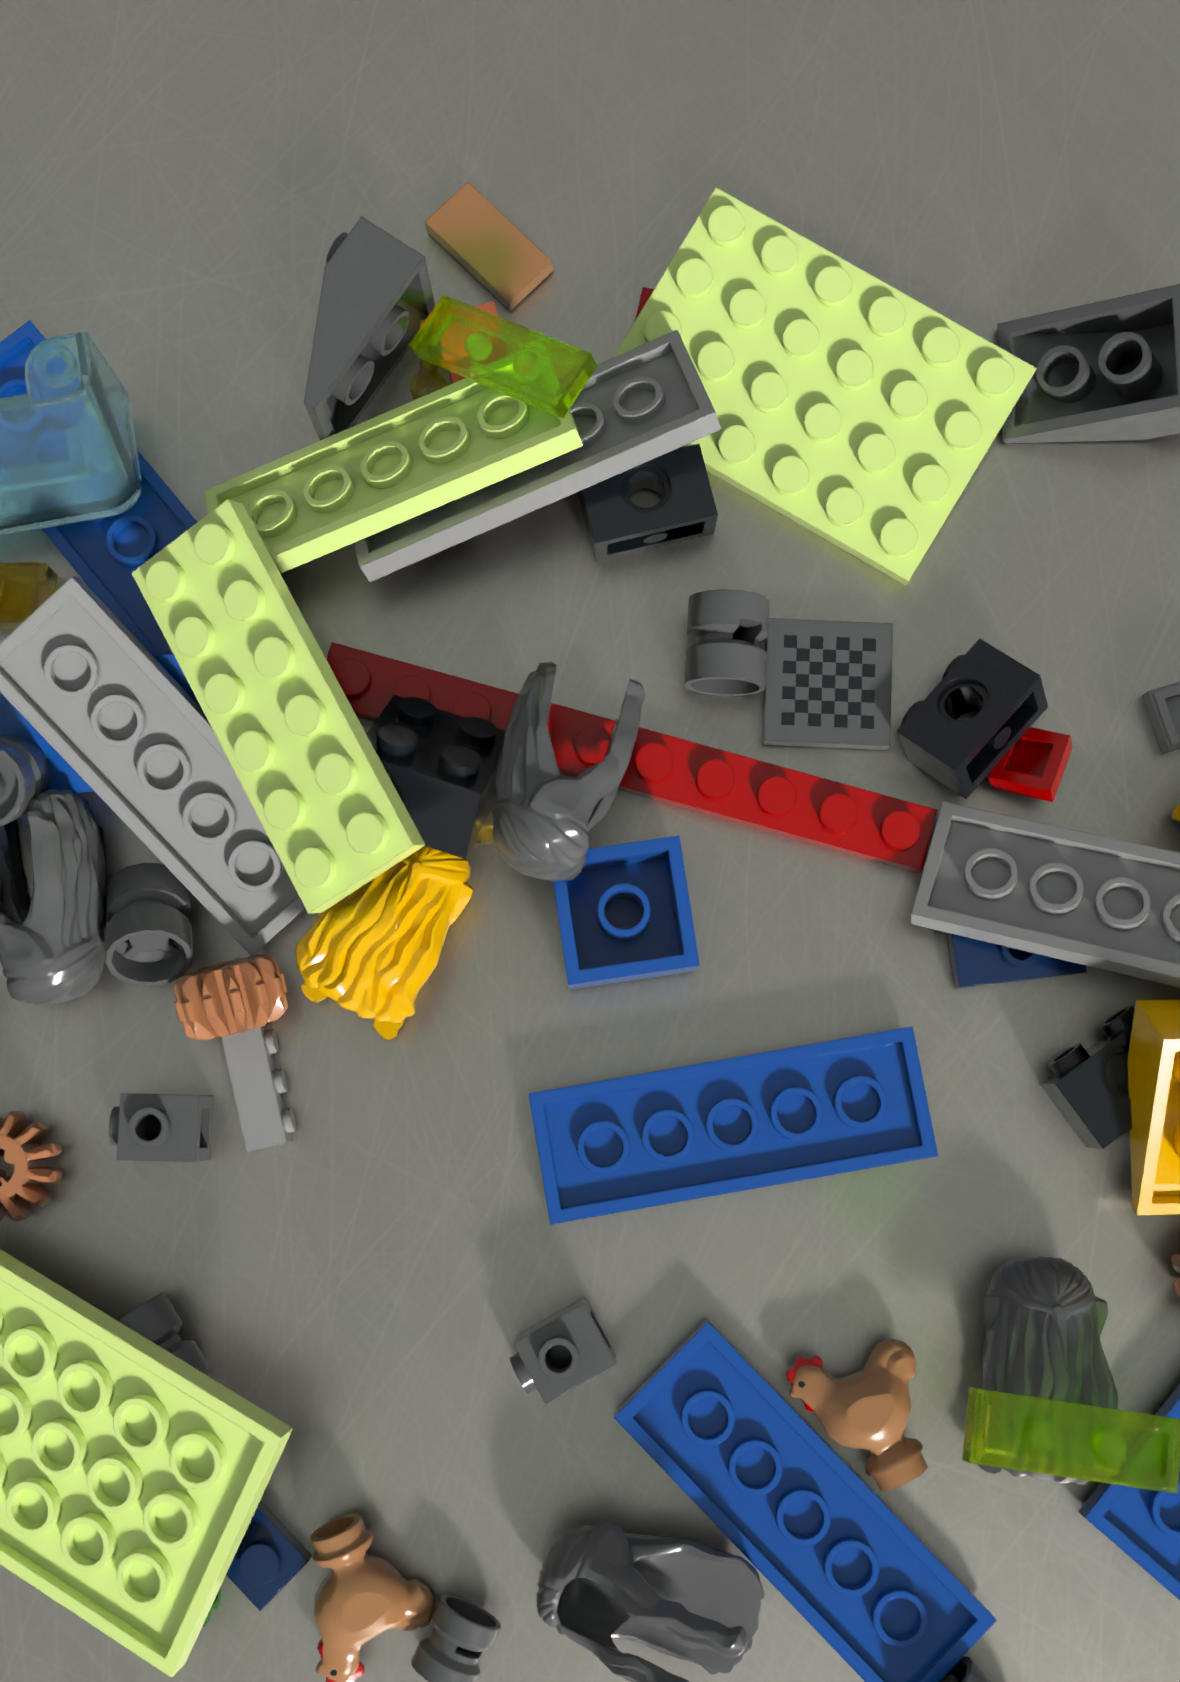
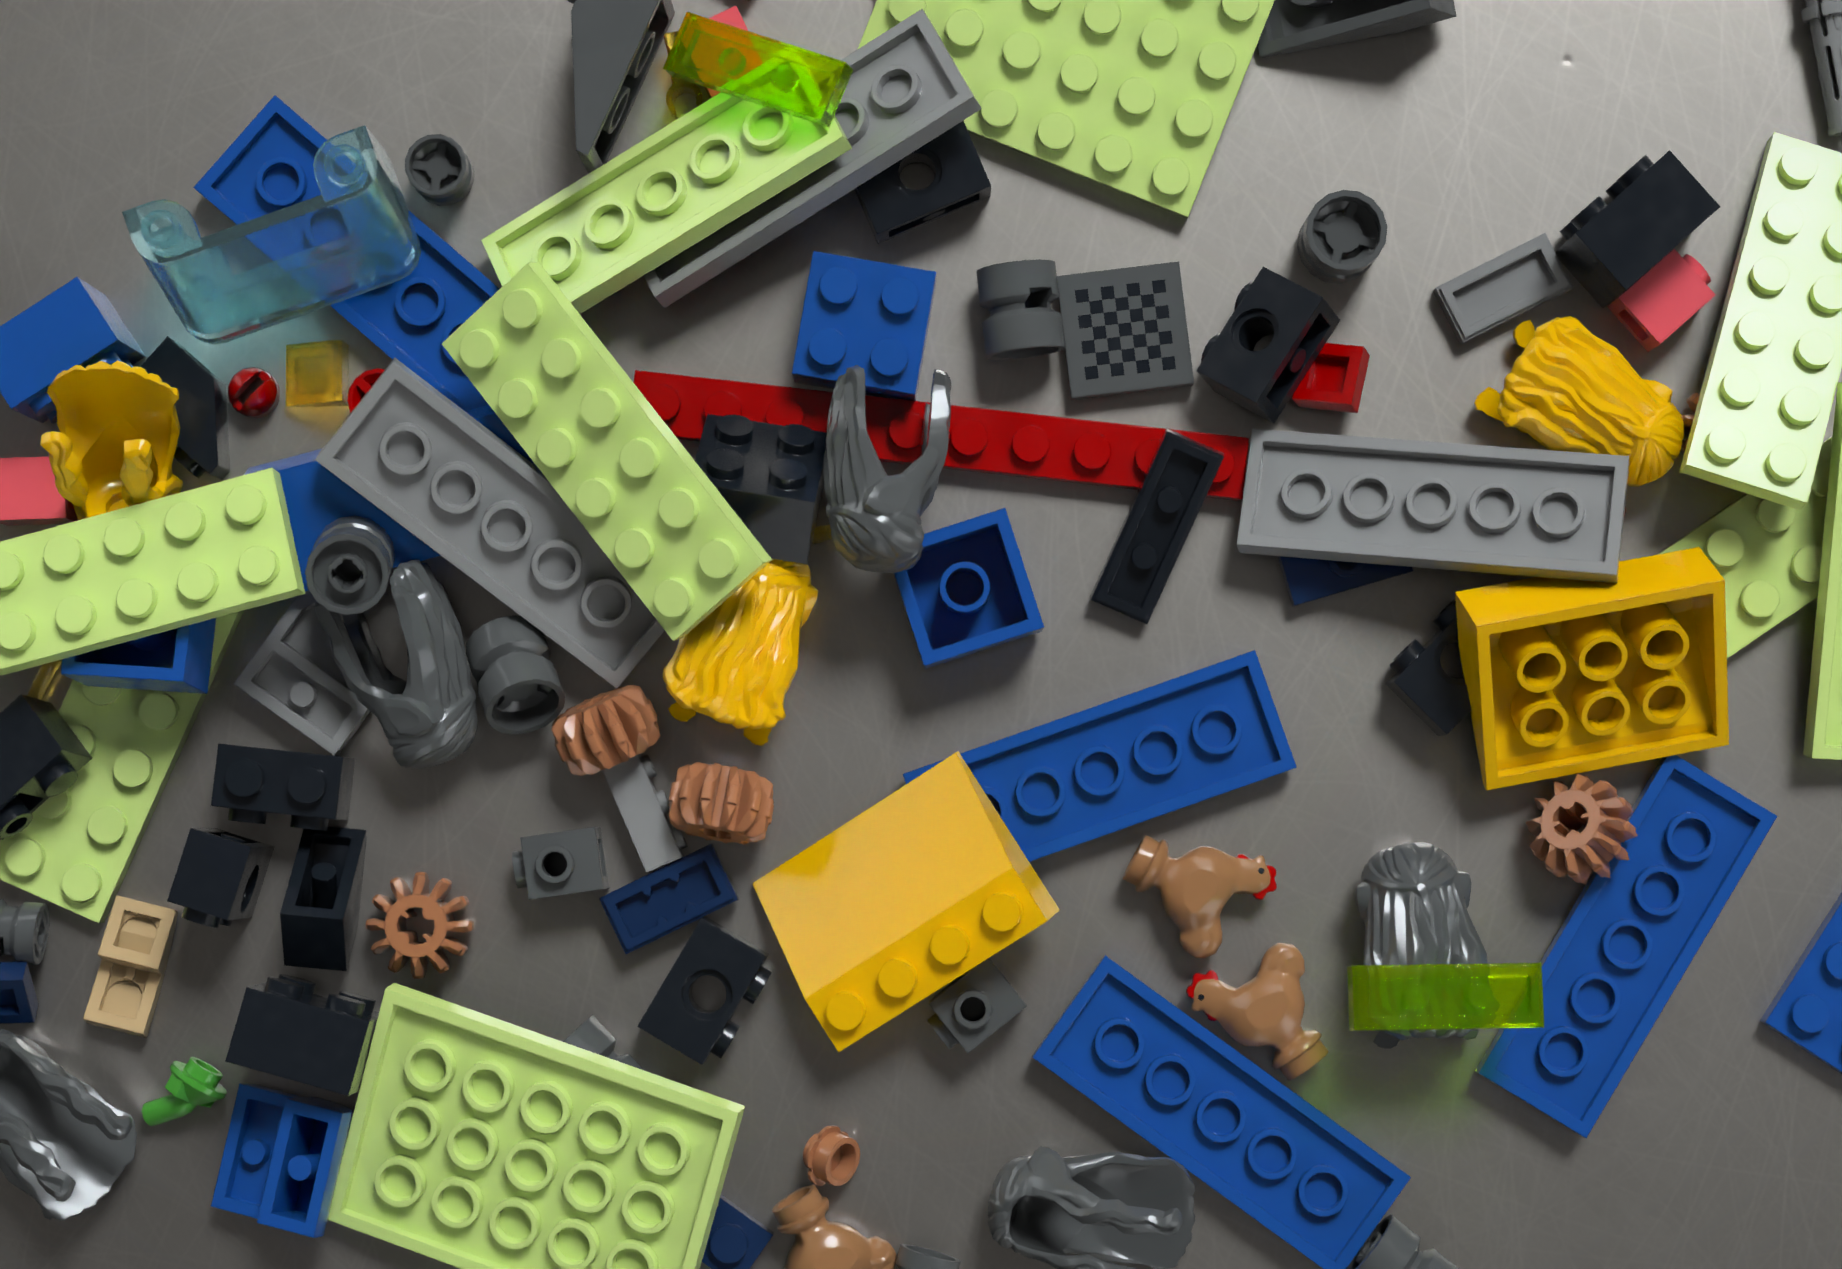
camera: 10 degrees left, 5 degrees up
(169, 404) = (431, 162): none -> dark grey wheel
(248, 1306) = (676, 1016): none -> black brick
(266, 1182) = (669, 898): none -> dark blue plate
(335, 1092) = (721, 803): none -> nougat gear
(384, 1487) = (831, 1157): none -> nougat plate
(505, 1230) = (902, 901): none -> yellow slope
(574, 620) = (866, 318): none -> blue brick
(815, 1265) = (1197, 887): none -> medium nougat animal
(830, 882) = (1157, 526): none -> black tile
(1063, 622) = (1342, 236): none -> dark grey wheel

